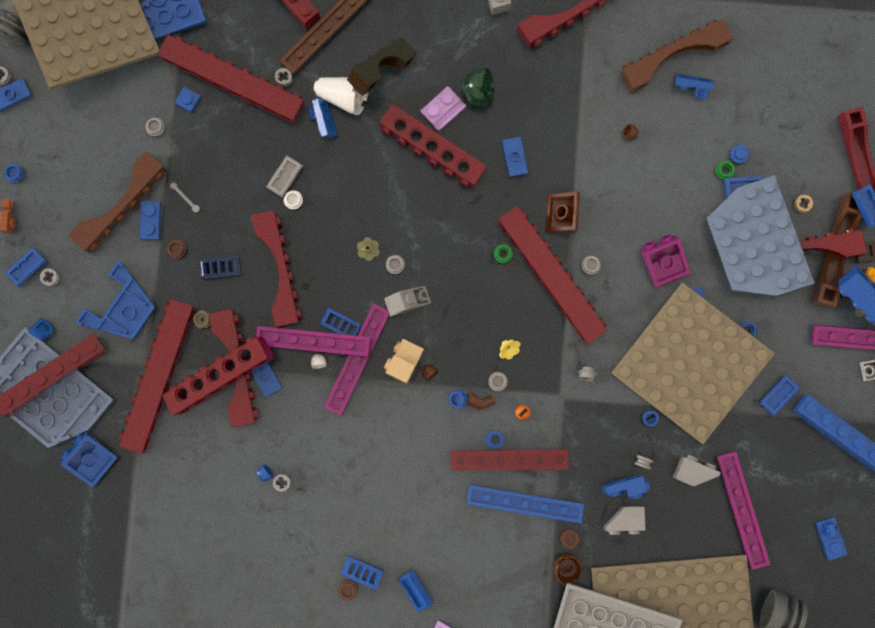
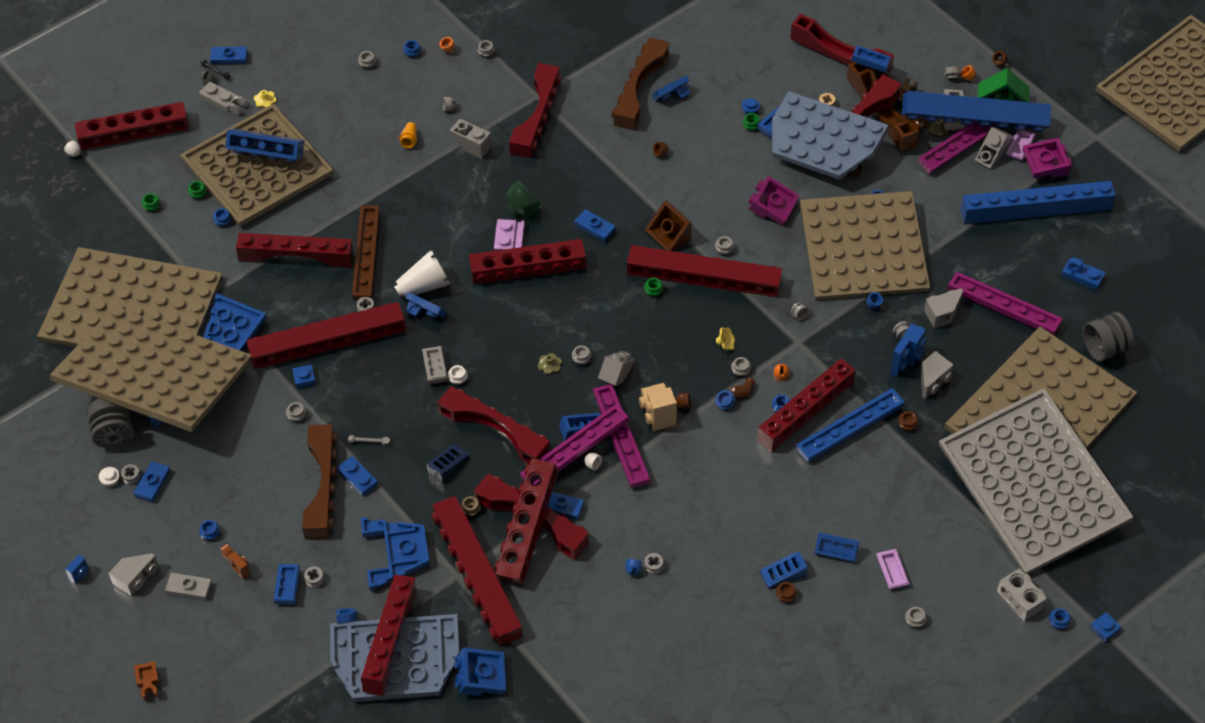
camera: 40 degrees left, 30 degrees down
(176, 249) = (399, 476): reddish brown plate -> none
(395, 56) = (435, 233): dark brown arch -> none
(567, 569) = (928, 438): reddish brown hair -> none
(779, 395) = (945, 218): blue plate -> none

